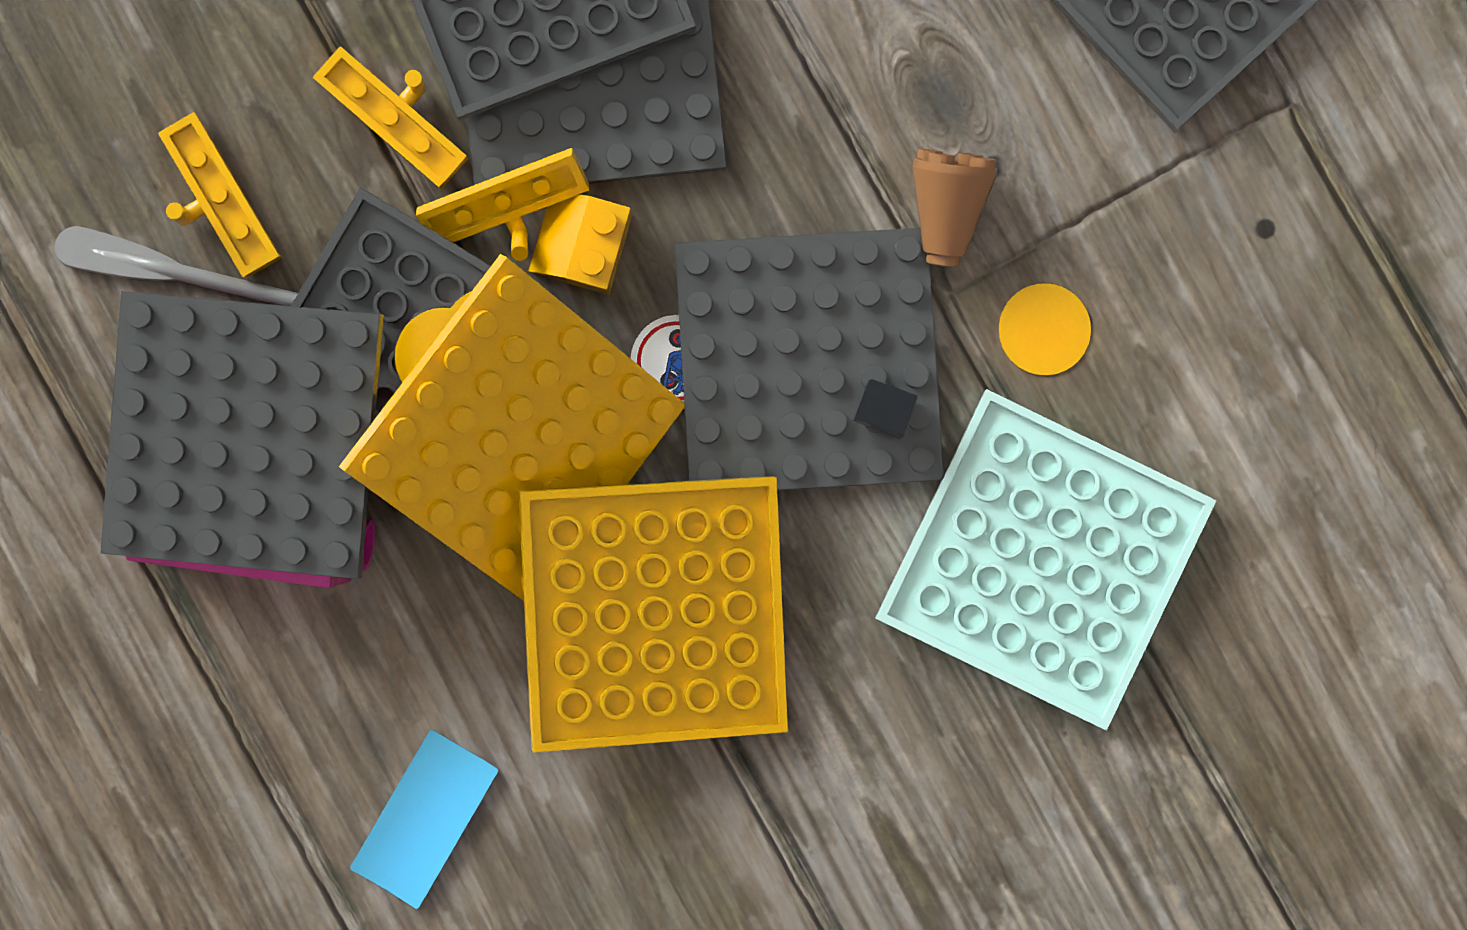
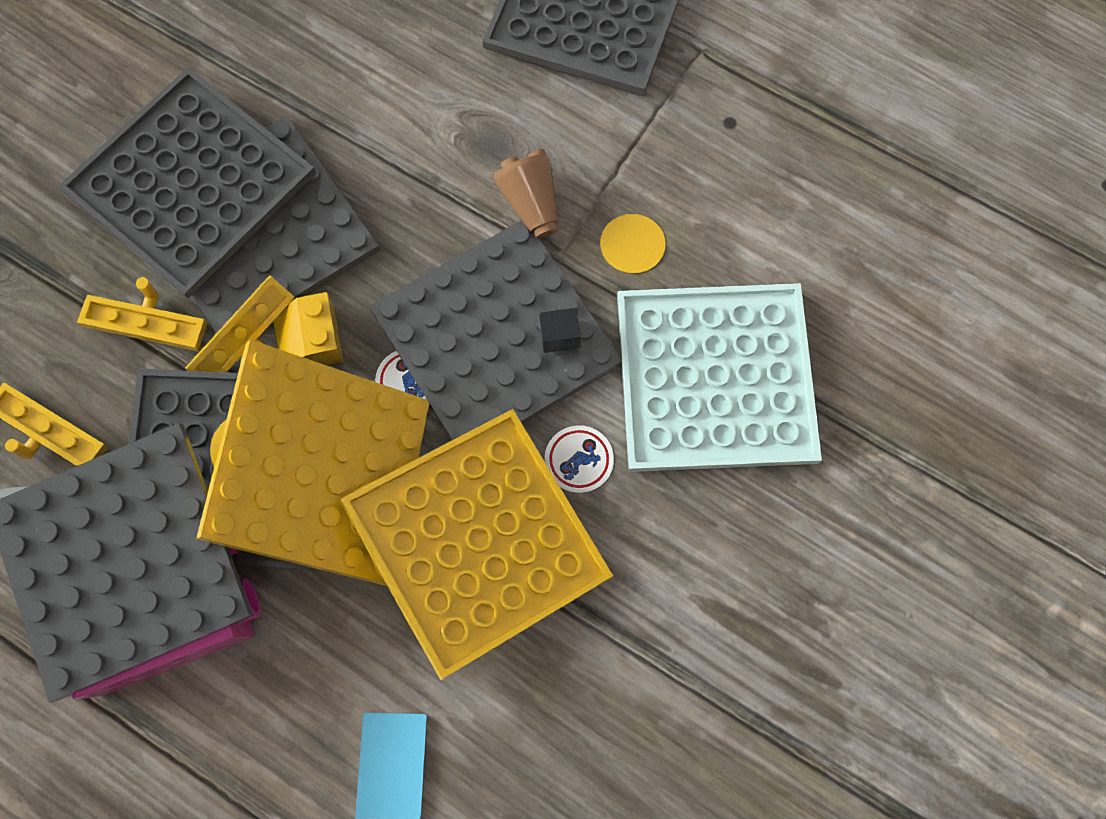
camera: 30 degrees left, 15 degrees down
(826, 569) = (579, 458): none -> white sticker

